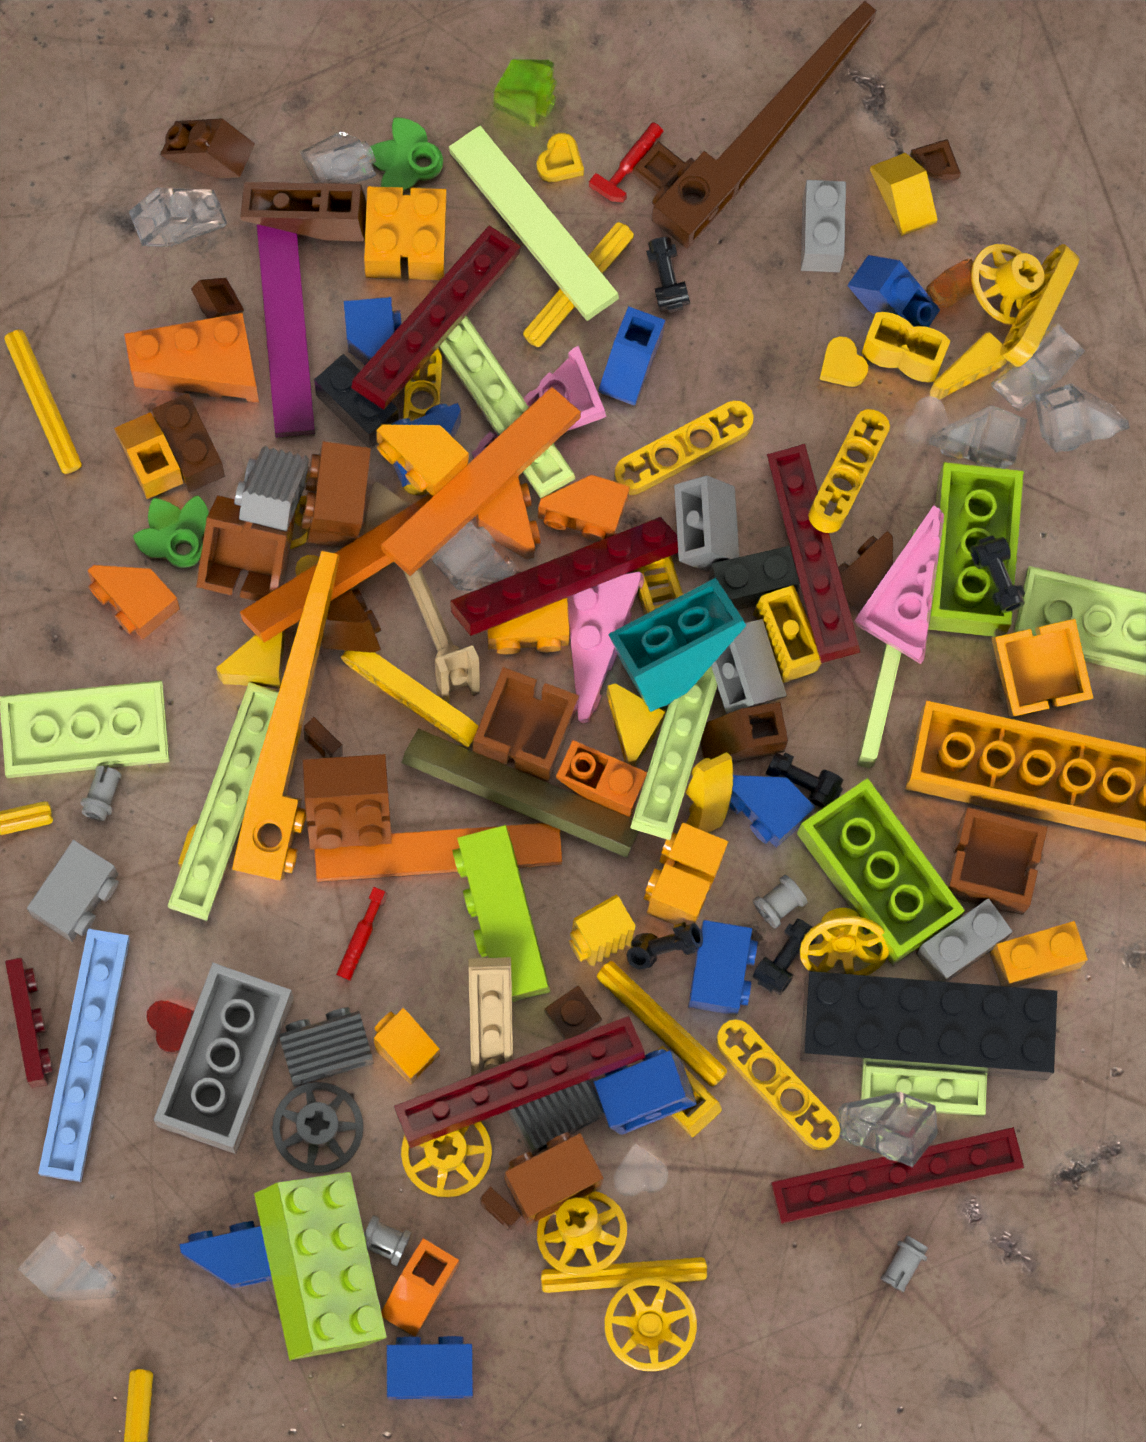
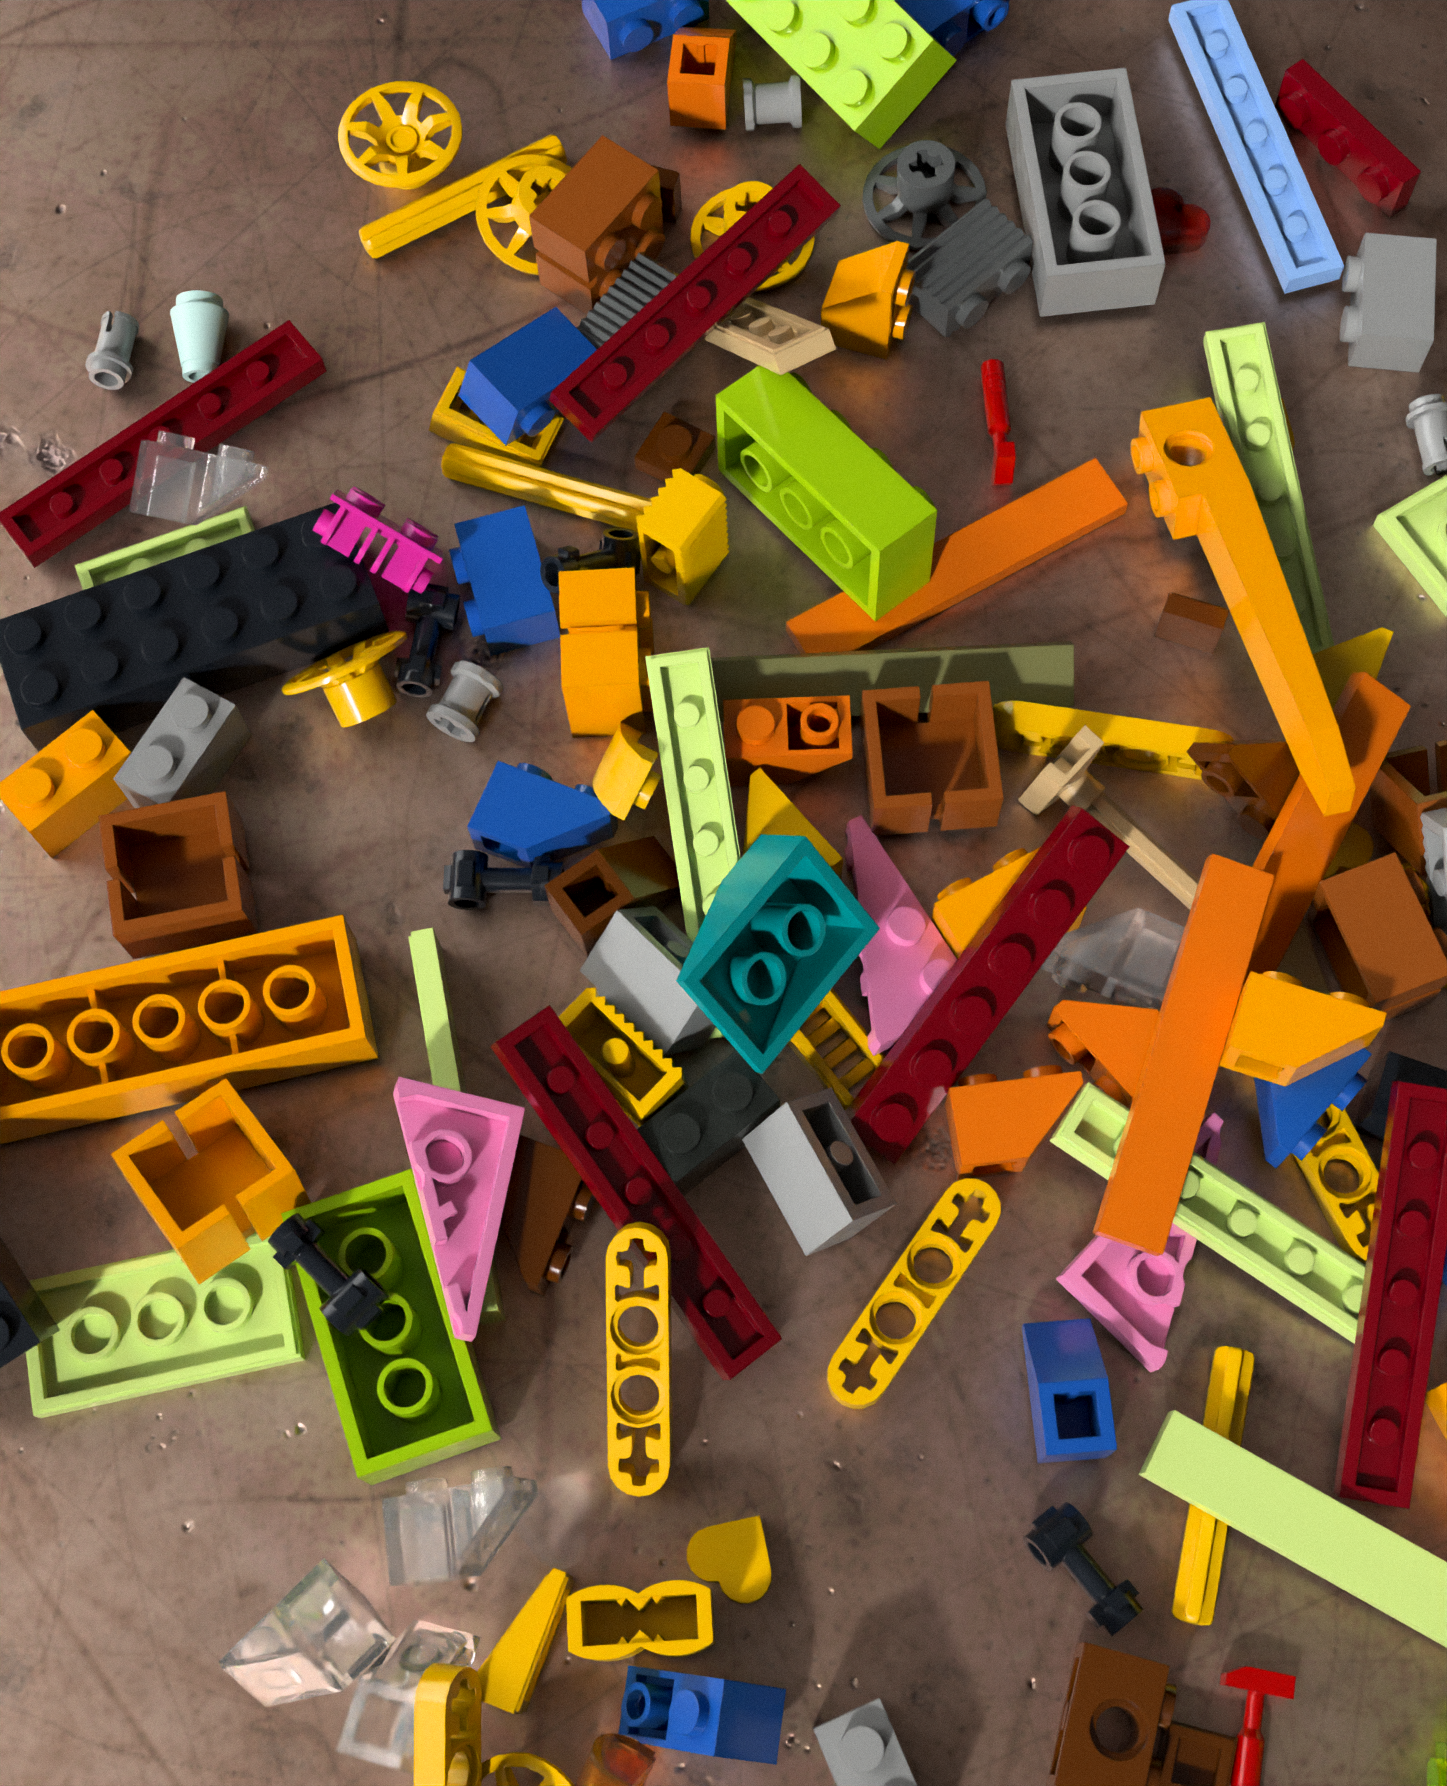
camera: 165 degrees right, 5 degrees down
(347, 801) = (1112, 533): dark orange piece -> none
(560, 159) = (1361, 1698): yellow tile -> none
(640, 1172) = (497, 312): clear tile -> none
(773, 1088) = (372, 477): yellow beam -> none
(787, 1015) = (363, 510): none -> dark pink hinge
(843, 1247) = (199, 332): none -> light aqua cone
(880, 869) = (339, 788): lime brick -> none

